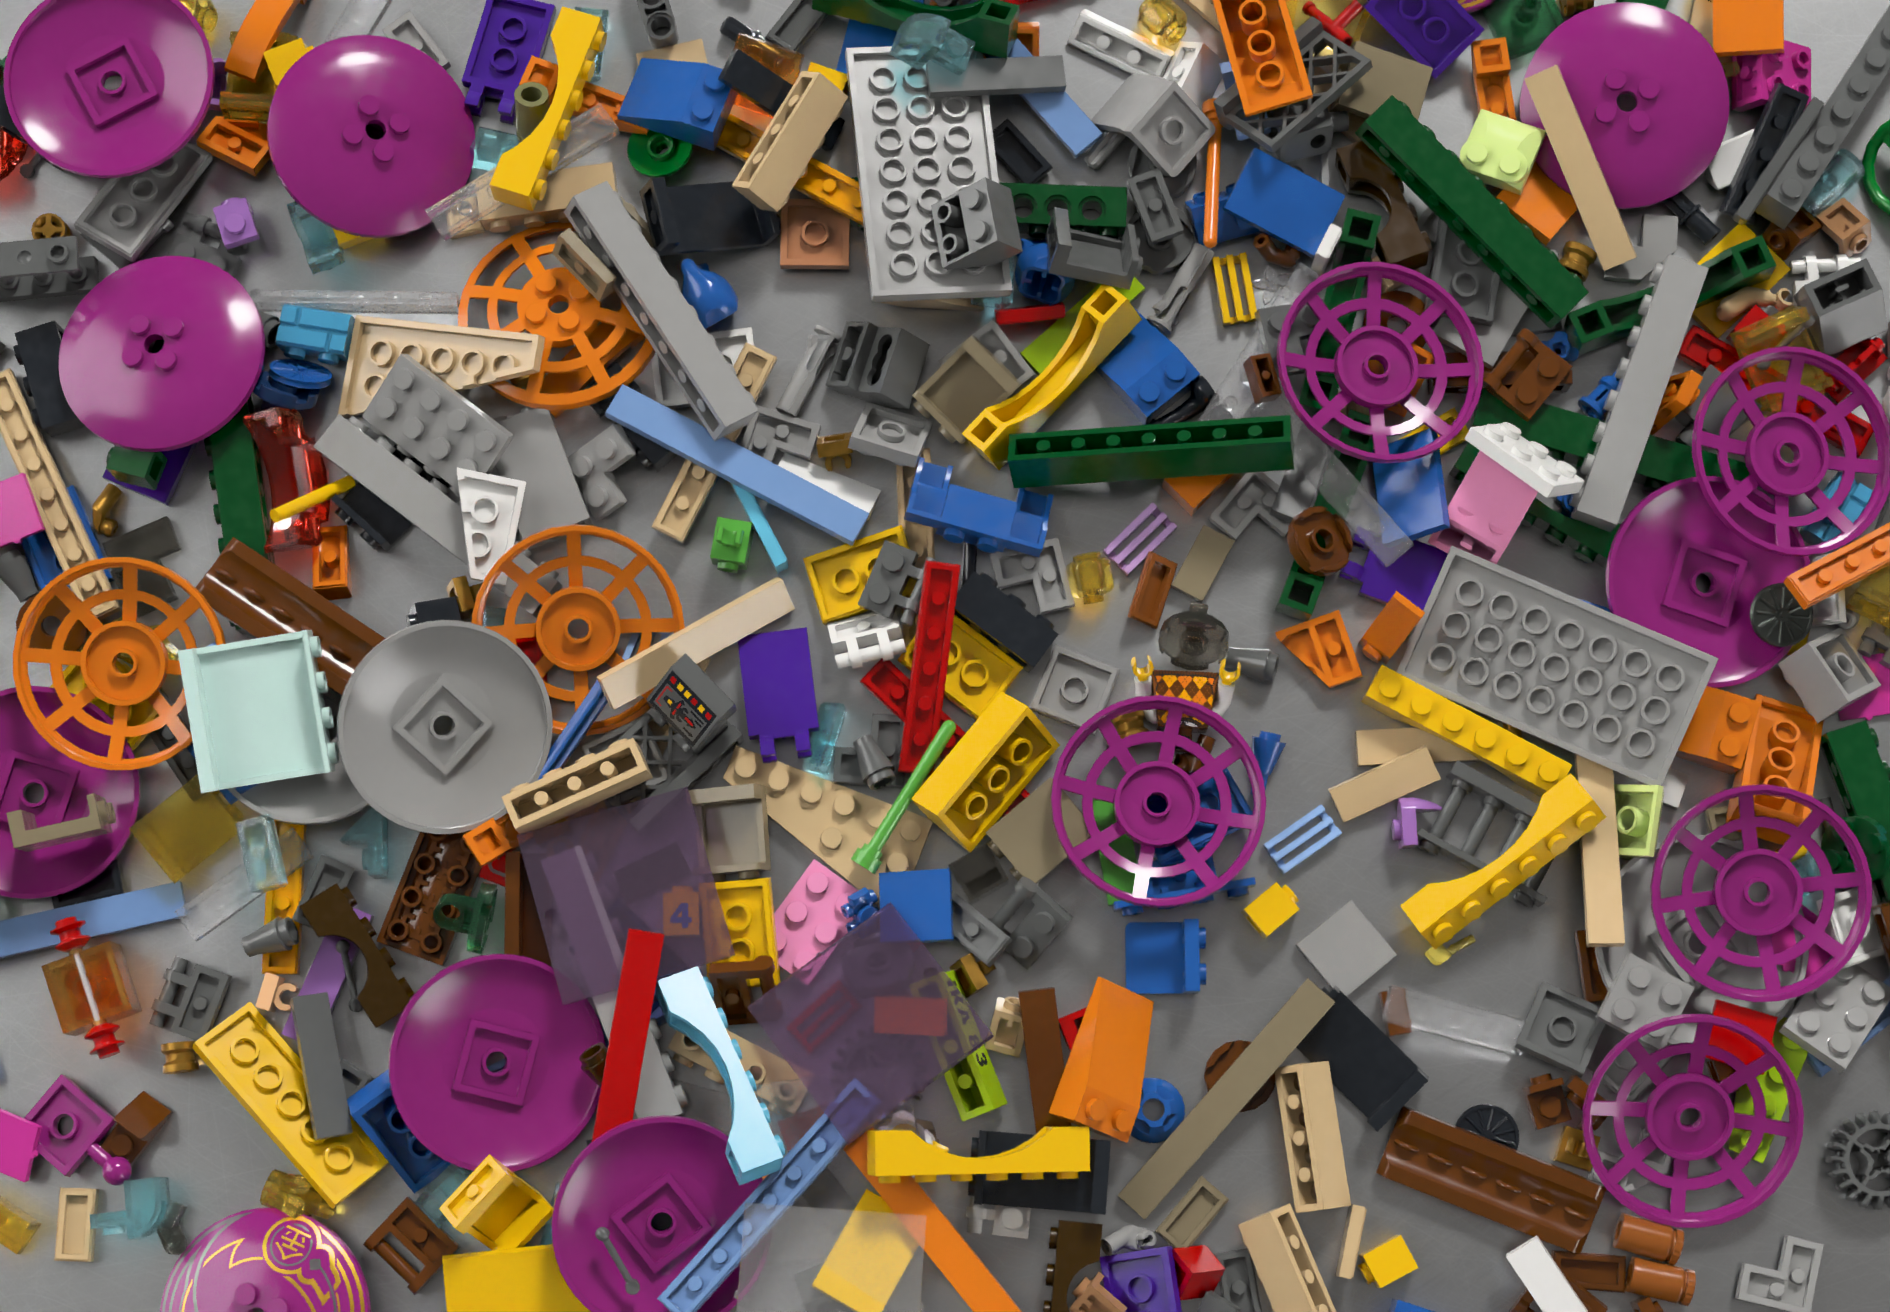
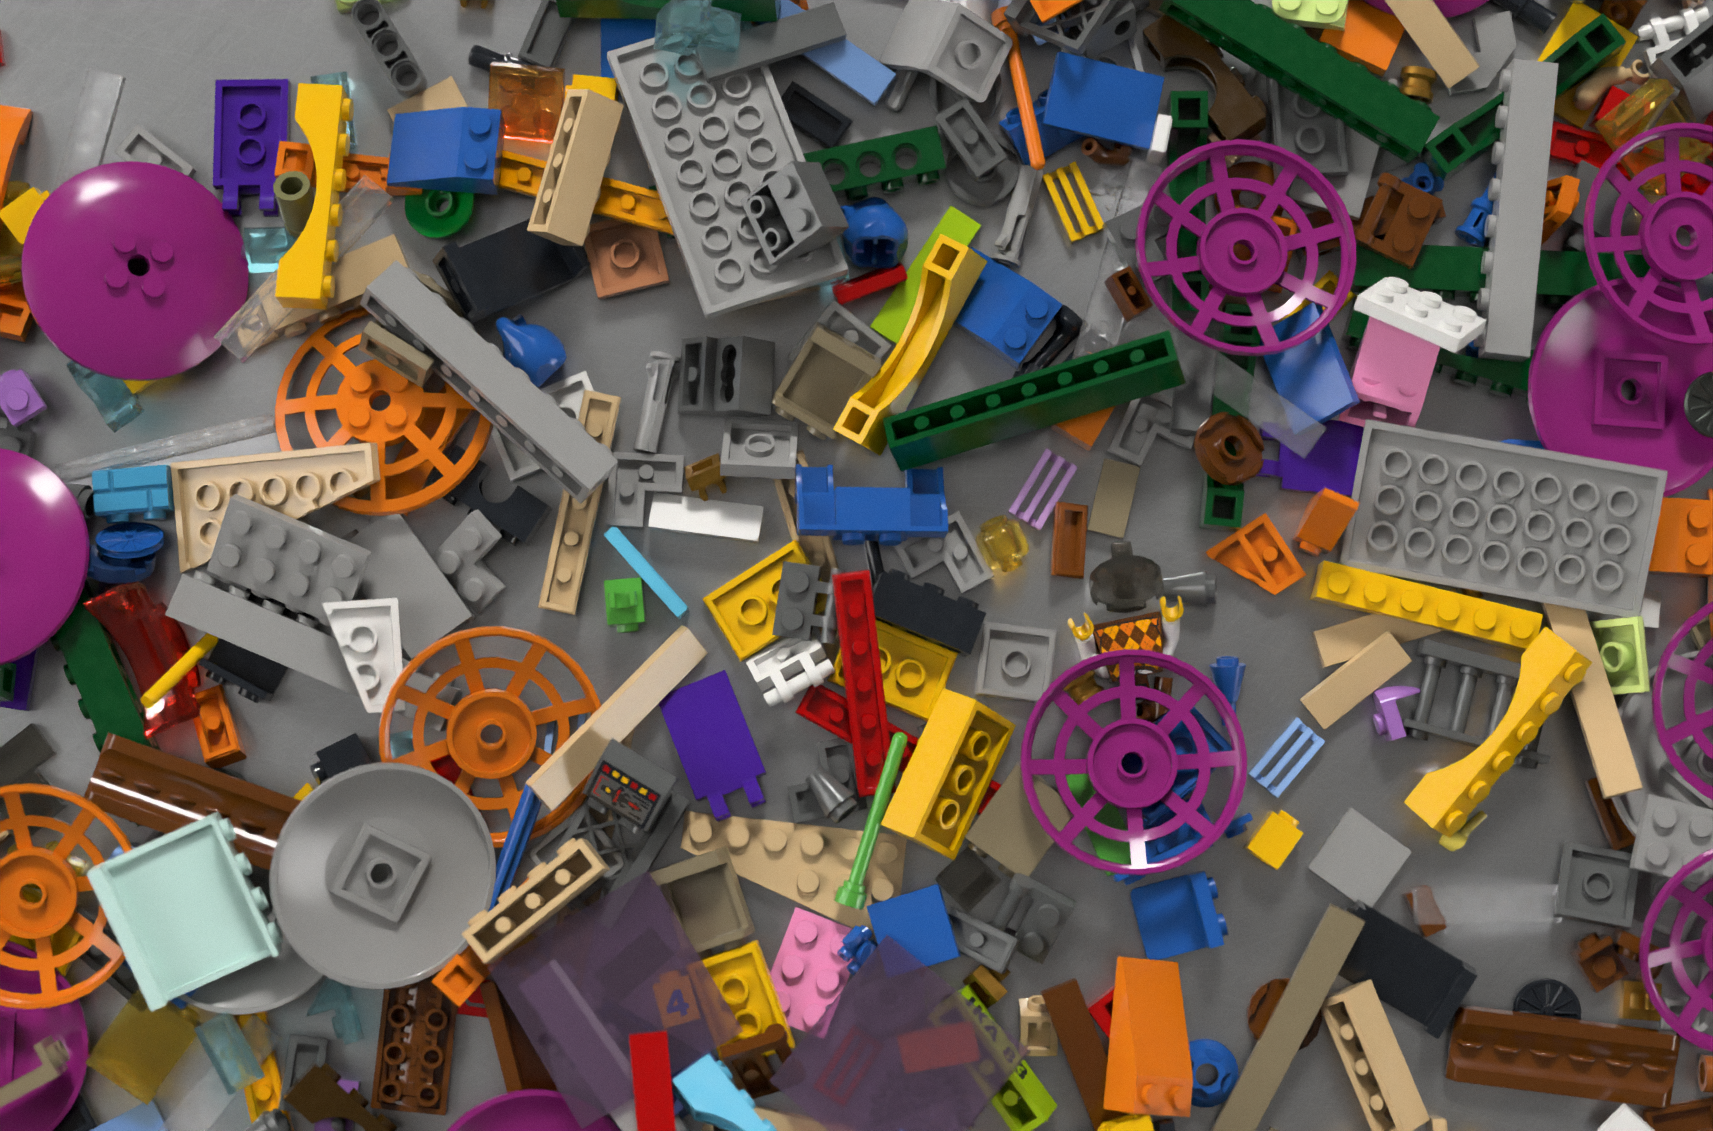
camera: 15 degrees left, 5 degrees up
(464, 594) = (364, 727): pearl gold tile -> none
(473, 918) = (464, 1059): clear green tile -> none
(737, 465) = (610, 522): medium blue tile -> none
(764, 88) = (530, 116): black tile -> none
(824, 741) = (775, 782): clear light blue slope -> none
(1092, 255) = (919, 208): dark grey panel -> none

